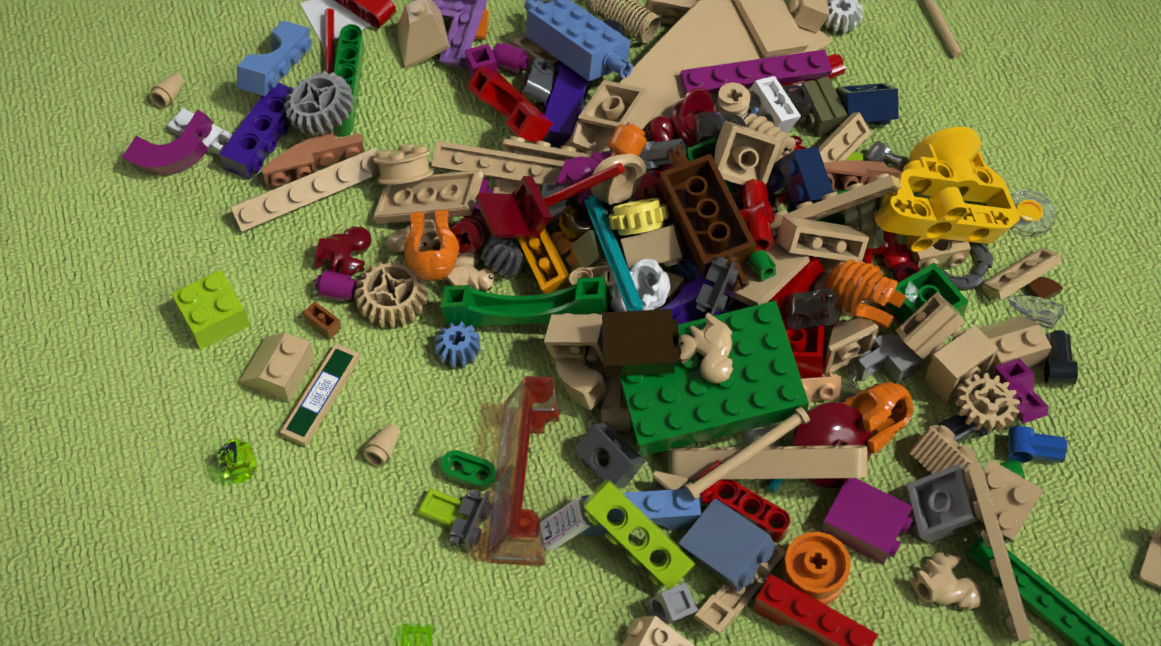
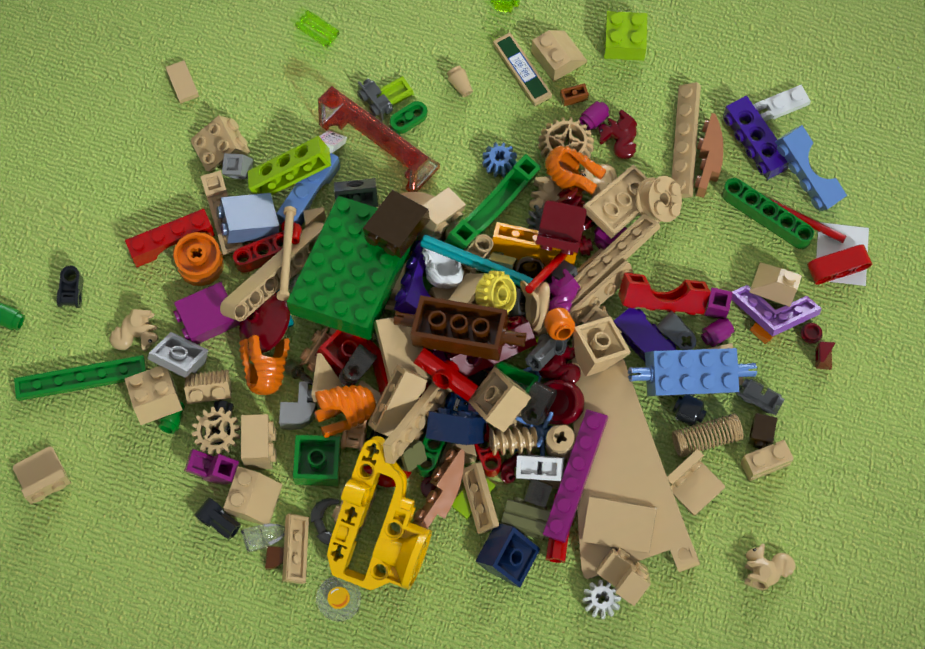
camera: 125 degrees right, 10 degrees up
(165, 92) = (832, 97): tan cone -> none
(174, 156) = (769, 63): magenta arch -> none
(304, 108) = (745, 171): light grey gear -> none
(714, 296) = (401, 297): dark grey hinge -> none
(714, 344) = (361, 265): tan animal -> none
(762, 265) = (401, 342): green hose -> none
(881, 153) = (455, 527): flat silver bar -> none
(905, 270) = (347, 469): dark red plate -> none
(930, 326) = (289, 429): tan brick -> none
(1001, 564) = (123, 359): tan plate -> none
(1027, 445) = (177, 449): blue piece -> none

